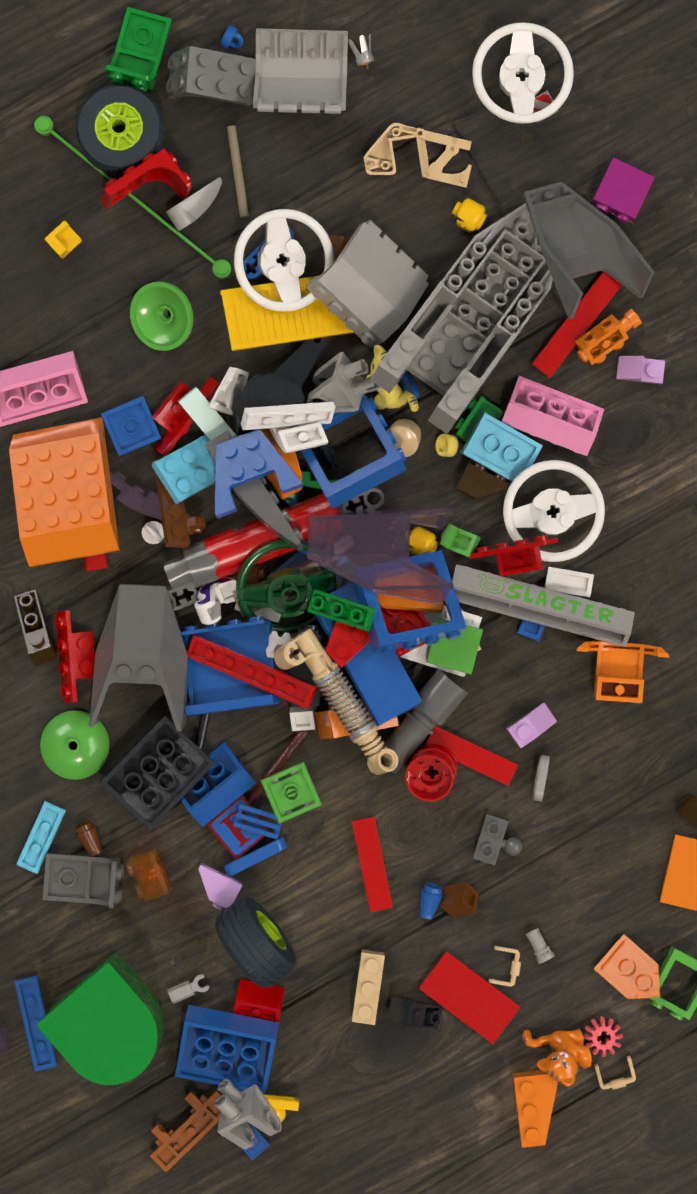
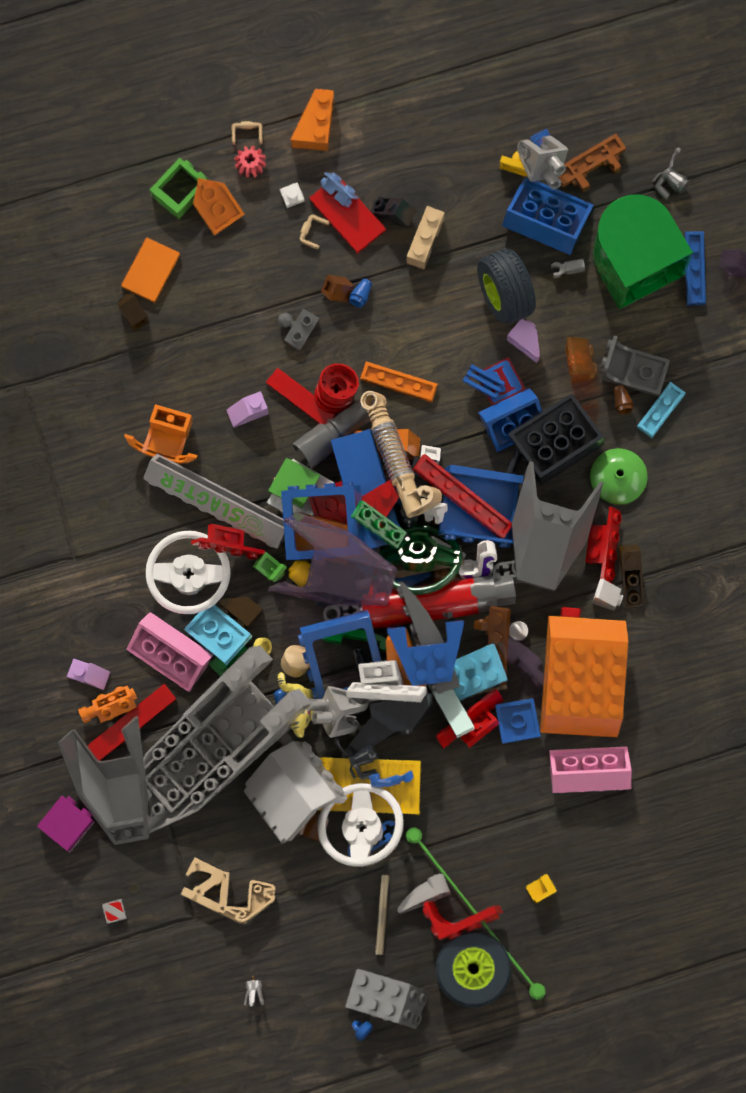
camera: 160 degrees left, 10 degrees down
(57, 595) = (607, 595): none -> white slope
(80, 1128) = (674, 179): none -> flat silver piece
(139, 49) = (442, 1036): green bracket -> none
(151, 319) = (478, 798): bright green dish -> none
(229, 391) = (429, 728): white wing -> none
(255, 856) = (492, 356): blue beam -> none
(258, 1001) = (520, 244): red panel -> none
(259, 319) = (391, 781): none -> blue arm
(278, 764) = (459, 423): clear red bar -> none
(291, 792) = (452, 396): bright green piece -> none
(299, 339) = (362, 757): none -> black piece
(300, 70) = (310, 983): light grey hinge -> none
(362, 801) = (399, 382): none -> orange tile
(372, 864) = (400, 331): red tile -> none
(469, 215) = (197, 832): yellow head -> none
(494, 1030) = (333, 184): none -> medium blue hinge
(522, 60) = (127, 925): white piece -> none
(531, 630) = (230, 484): blue tile -> none
(539, 945) = (281, 235): light grey pin -> none
(540, 779) = (250, 367): light grey tile -> none
(542, 1006) = (292, 195): none -> white plate
(569, 581) = (189, 516): white tile -> none
(569, 1049) = (287, 144): orange animal -> none

